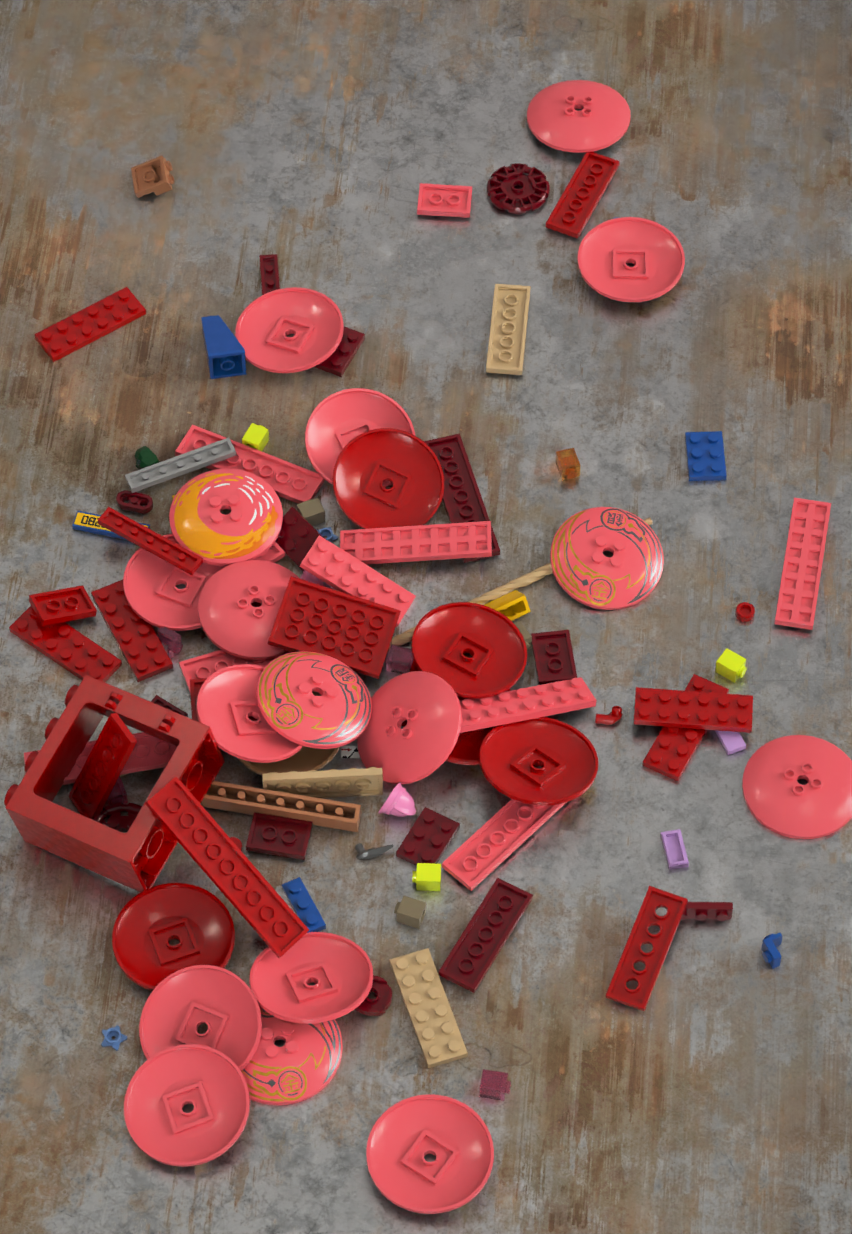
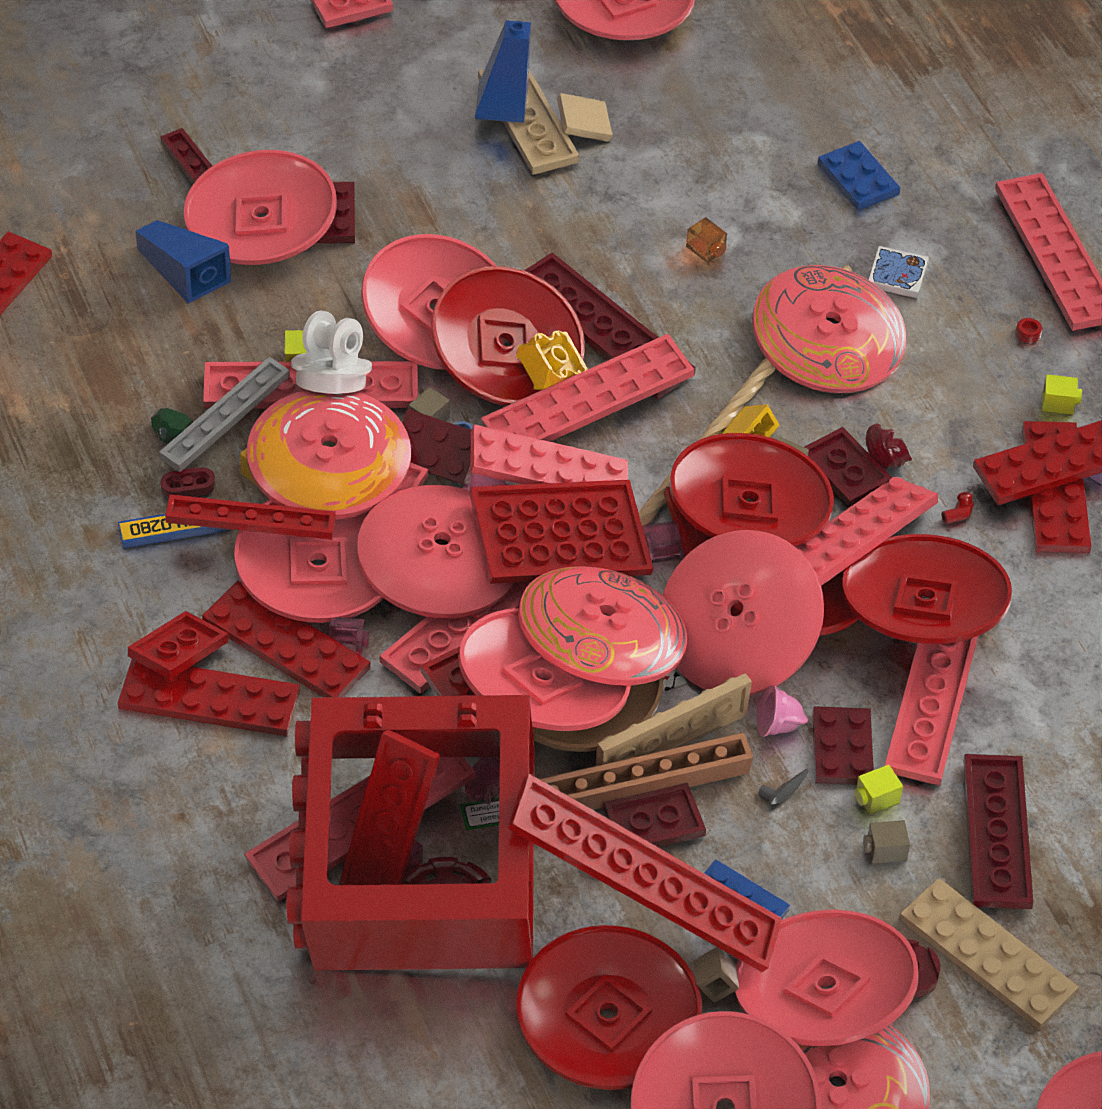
camera: 30 degrees left, 5 degrees down
(248, 947) = (716, 974): none -> dark tan brick
(260, 455) = (331, 356): none -> white piece
(407, 508) = (550, 359): none -> yellow slope
(500, 299) = (506, 76): none -> blue slope
(544, 344) = (584, 117): none -> tan tile
(584, 655) = (885, 448): none -> dark red hair
(684, 536) = (898, 271): none -> tile

